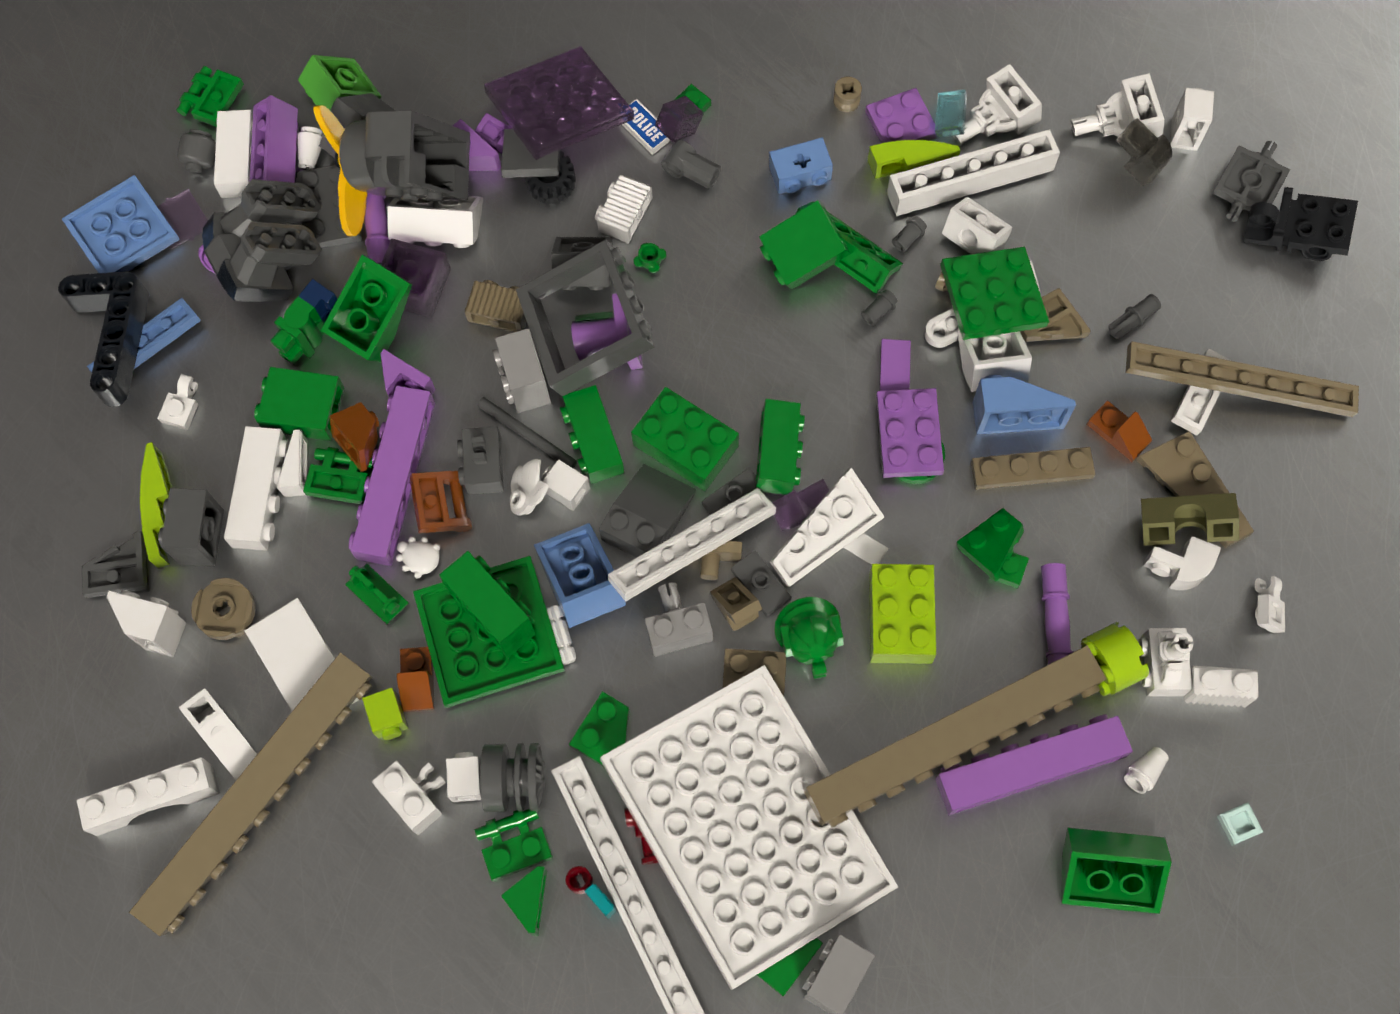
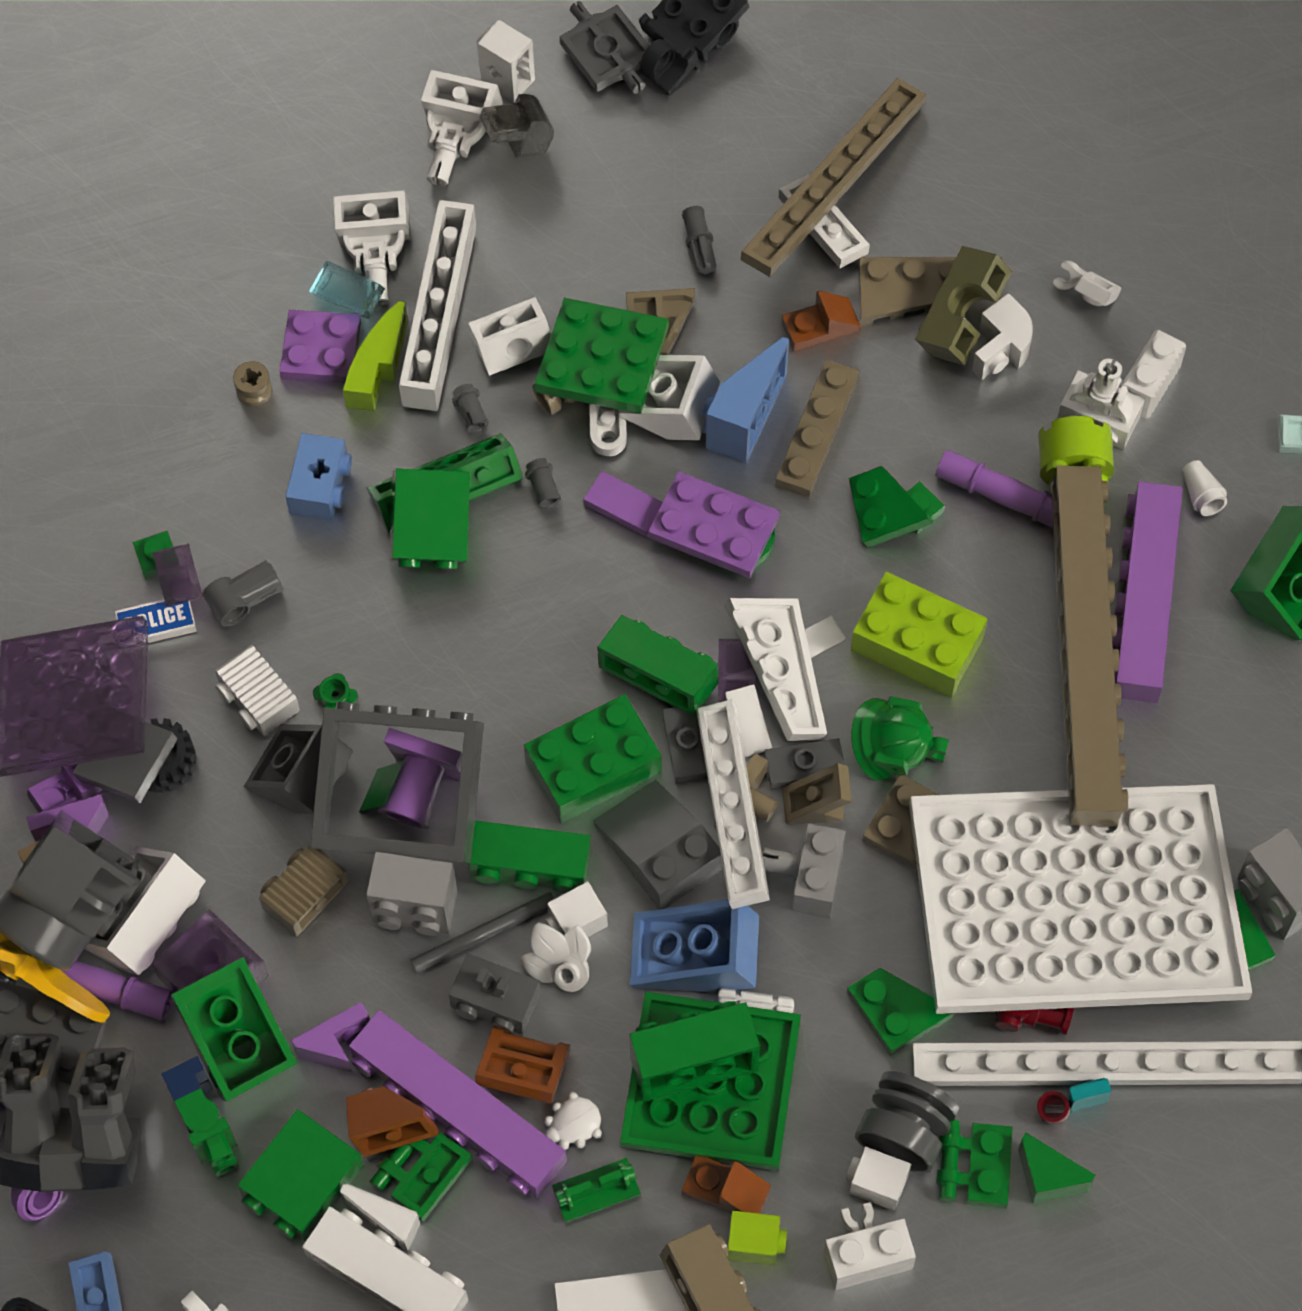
camera: 65 degrees left, 5 degrees down
(772, 529) = (751, 720): none -> white sticker

